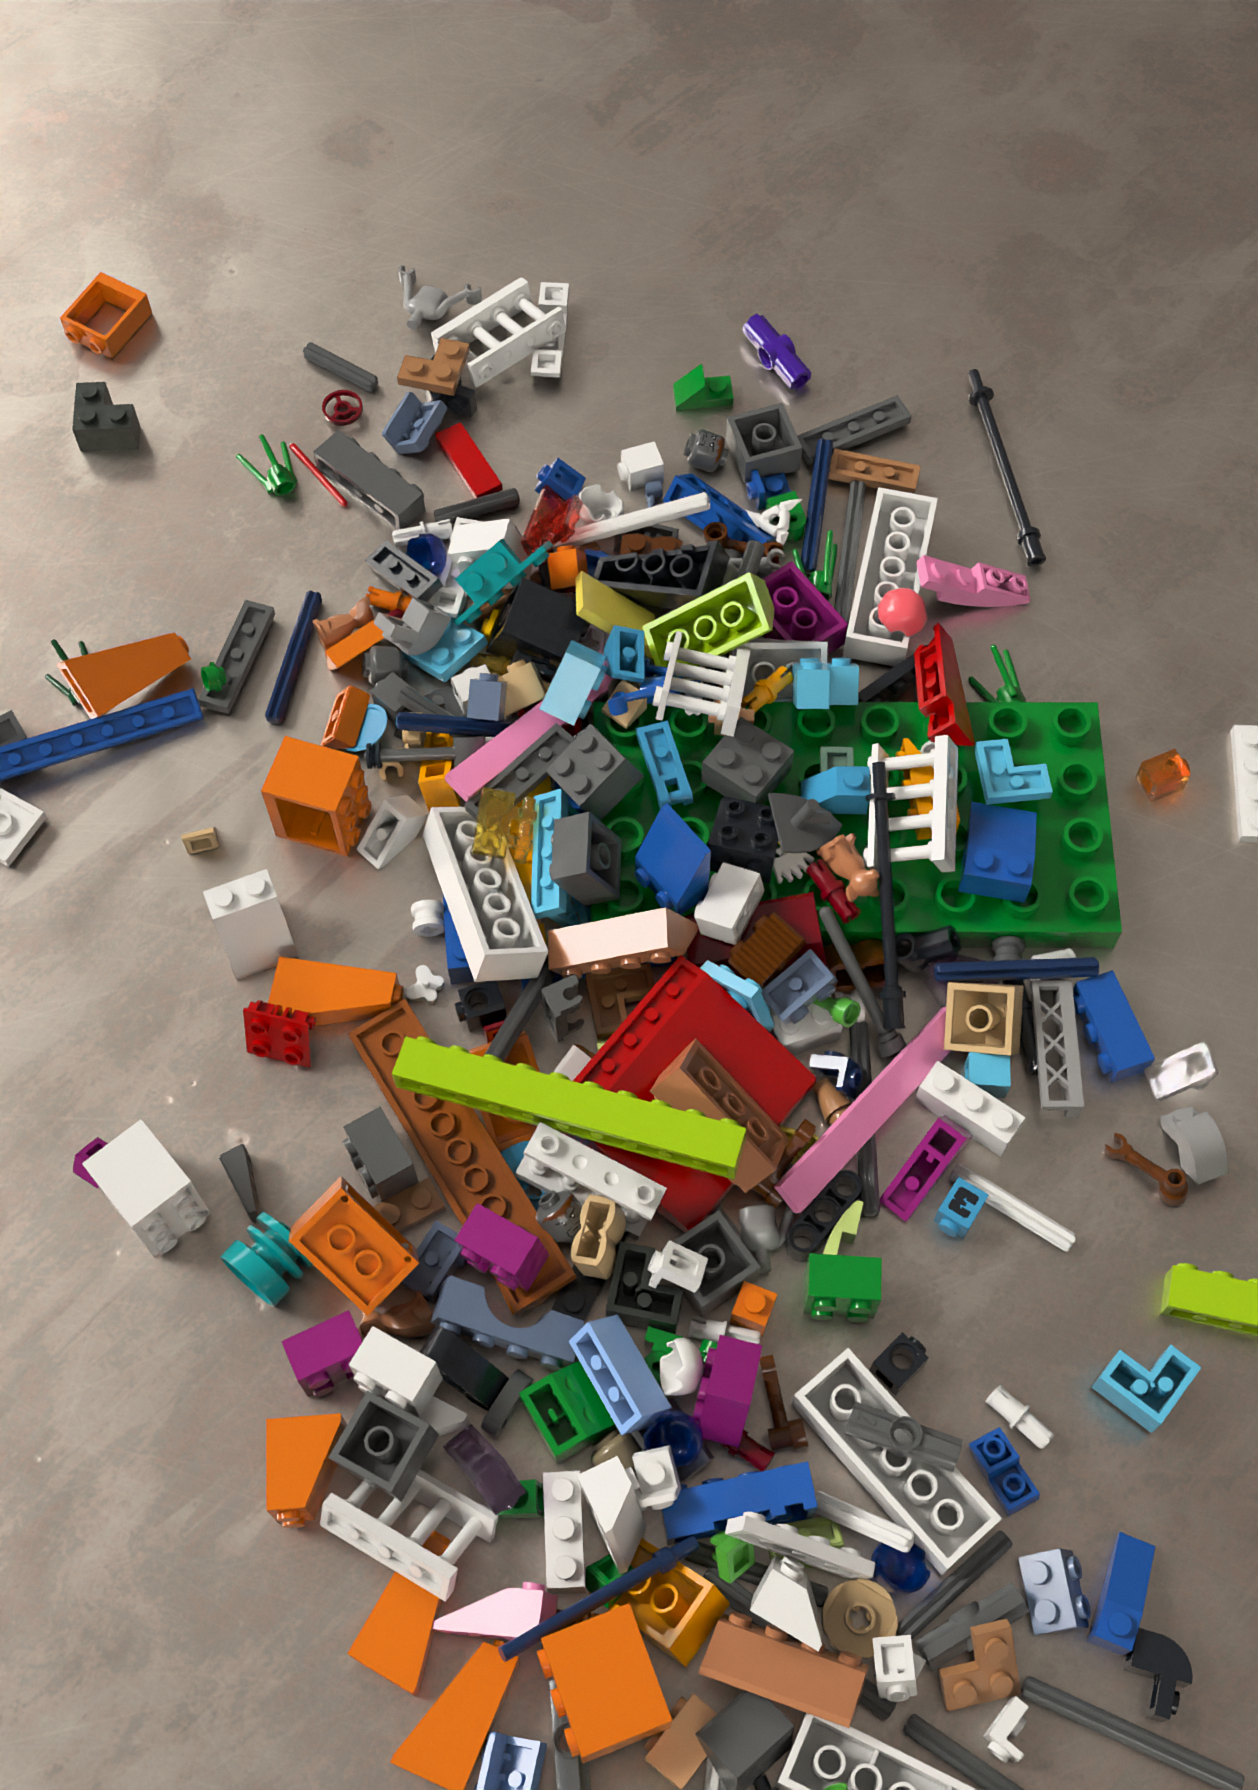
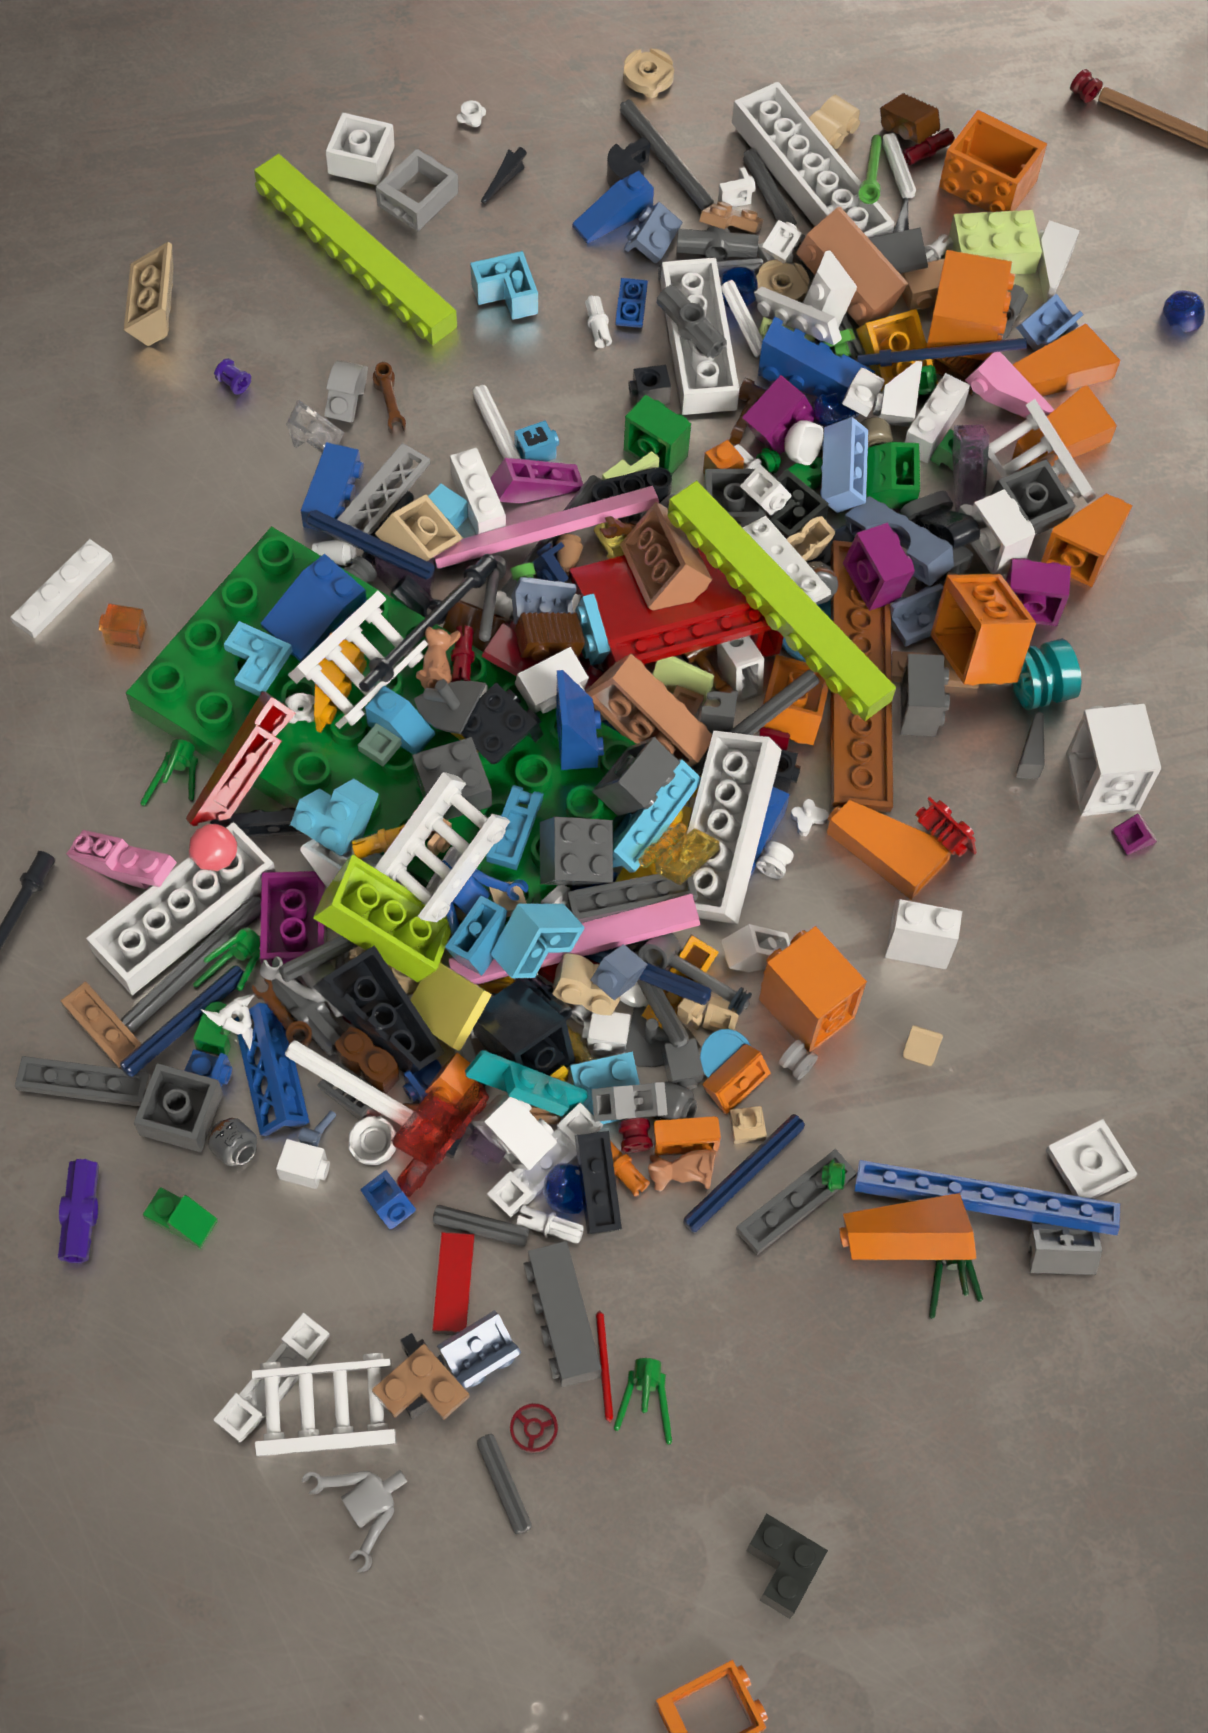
camera: 150 degrees left, 0 degrees up
(314, 694) = (747, 1125): none -> tan tile

